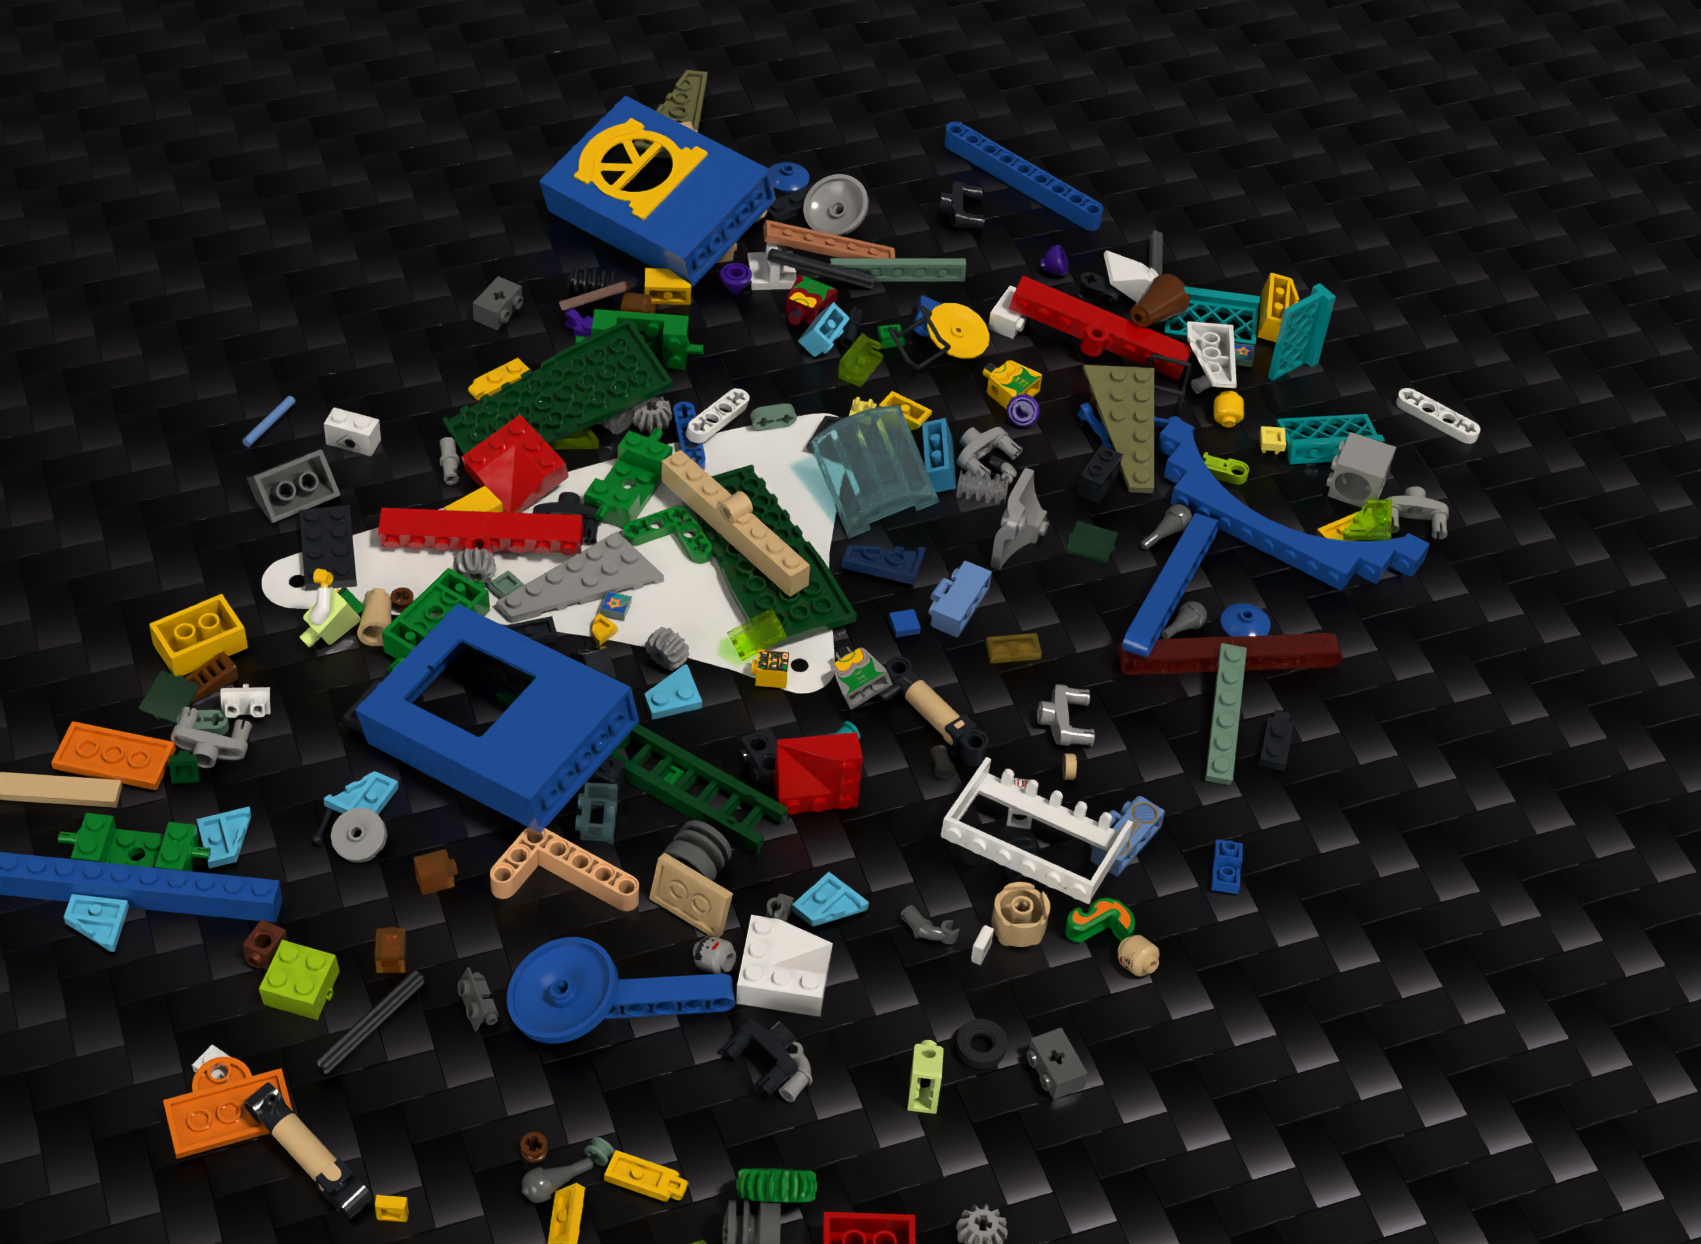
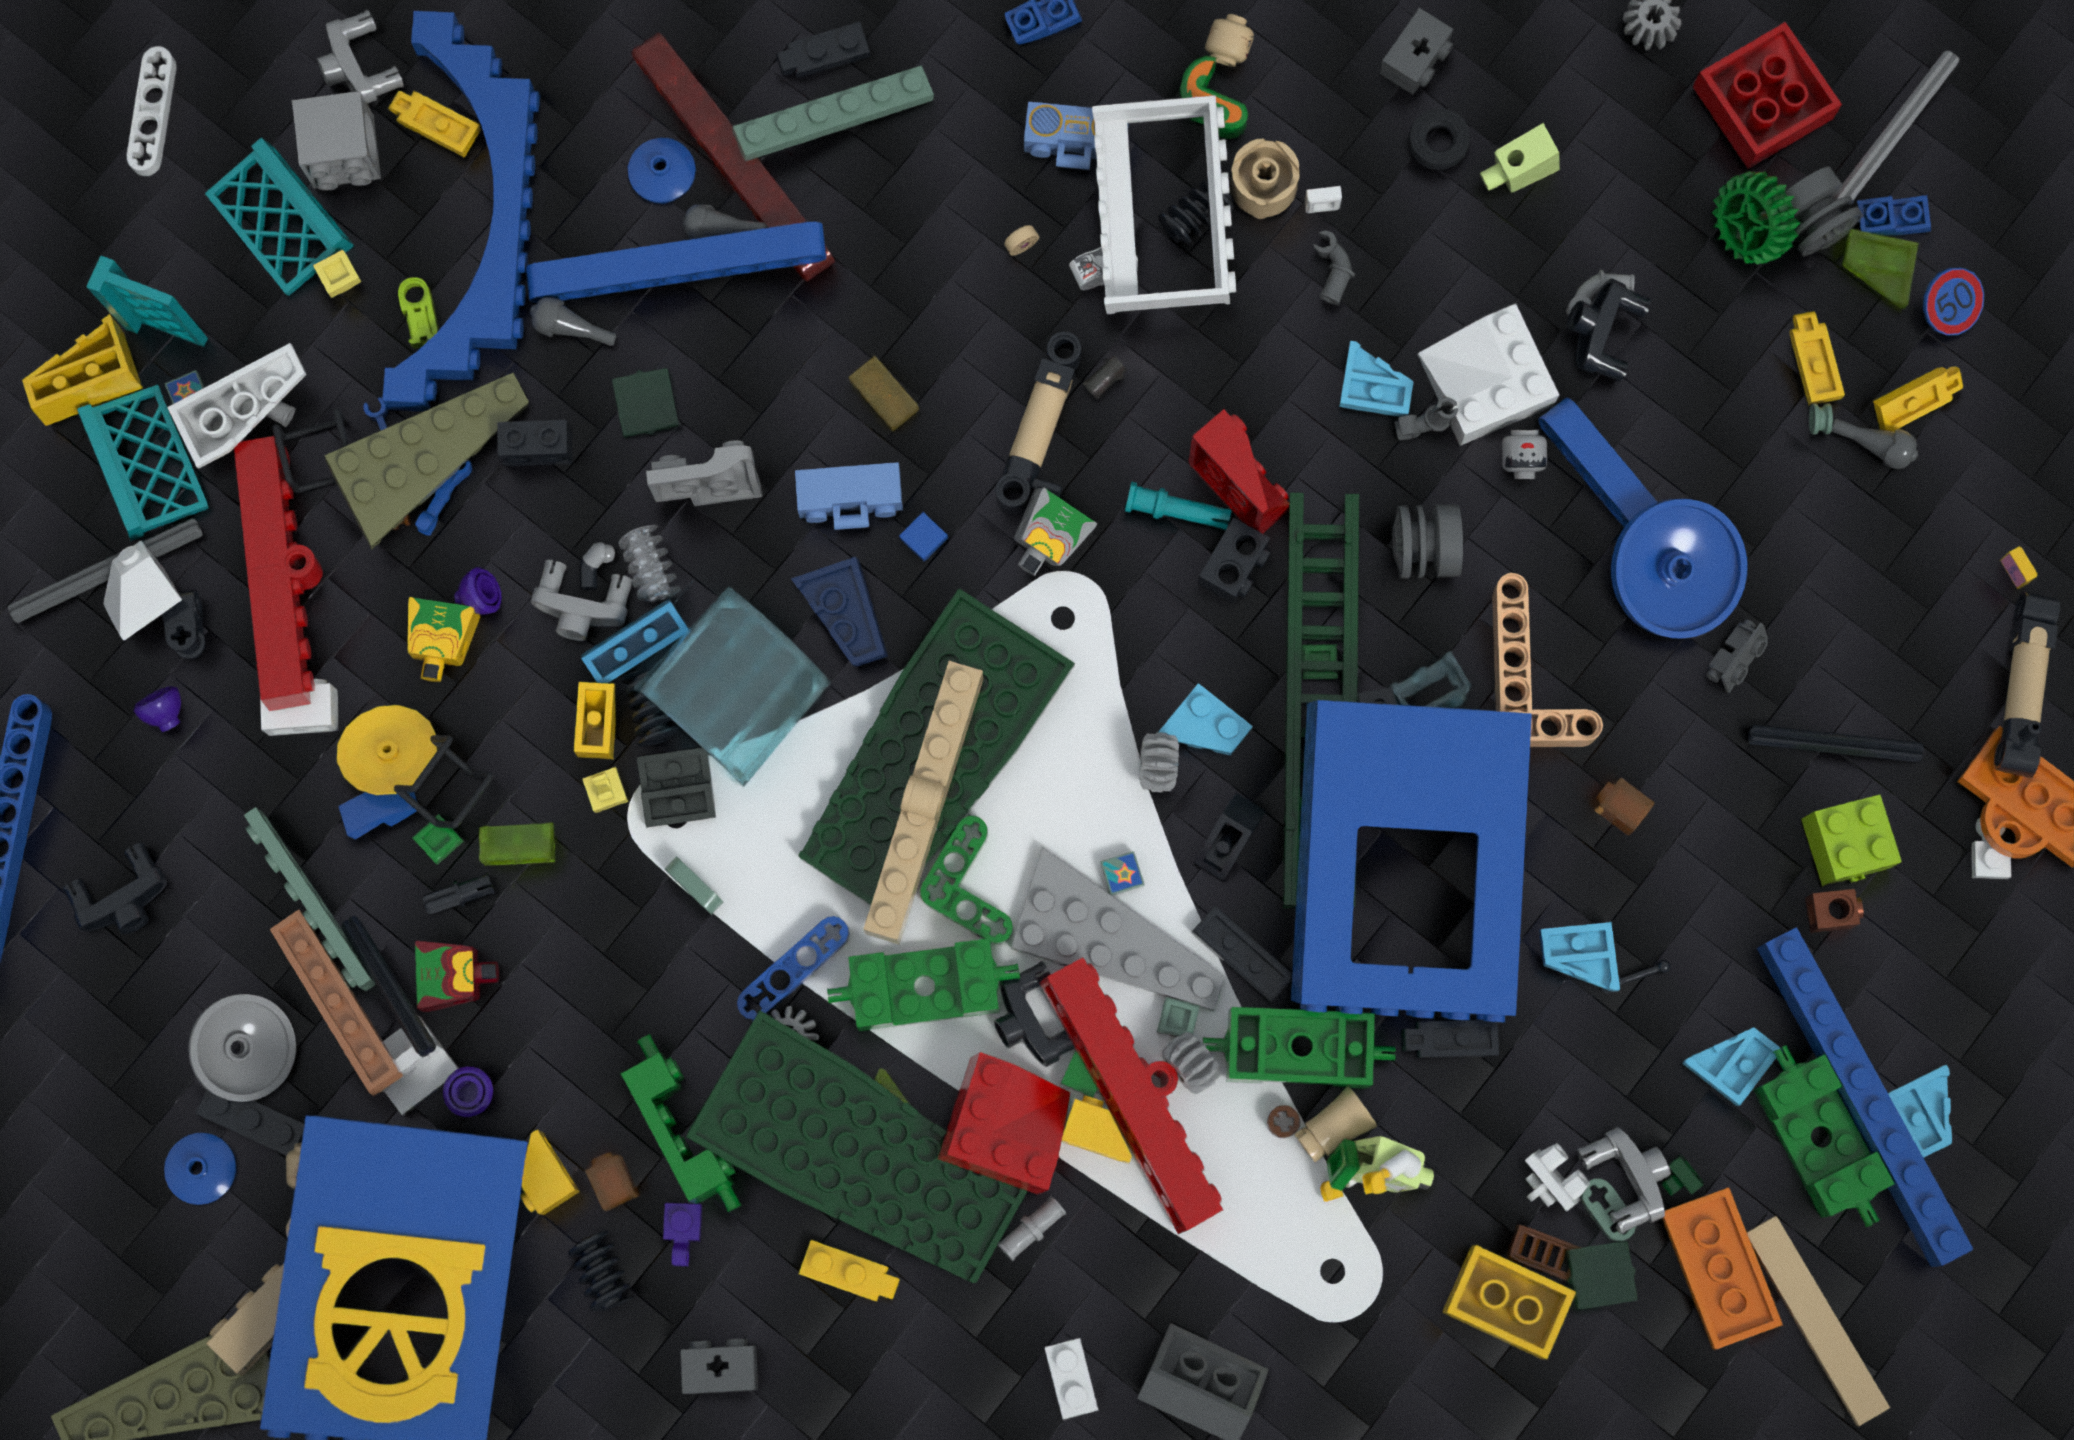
camera: 115 degrees left, 30 degrees up
(328, 545) = (1264, 1270): black plate -> none
(367, 844) = (1622, 920): light grey plate -> none
(390, 950) = (1747, 780): clear orange brick -> none
(539, 1154) = (1860, 476): reddish brown bush -> none
(595, 295) = (633, 1243): reddish brown tile -> none
(603, 629) = (1167, 865): yellow tile -> none
(690, 895) = (1479, 513): tan plate -> none
(713, 412) = (739, 952): white beam -> none
(757, 634) = (1071, 675): clear neon green hinge -> none
(771, 668) = (1103, 634): brick -> none
(824, 330) = (499, 915): medium azure brick -> none
(1057, 716) = (952, 293): light grey connector -> none
(1161, 301) = (190, 514): reddish brown cone -> none
(1228, 409) = (315, 351): yellow head -> none
(1372, 522) = (418, 89): clear neon green wing -> none

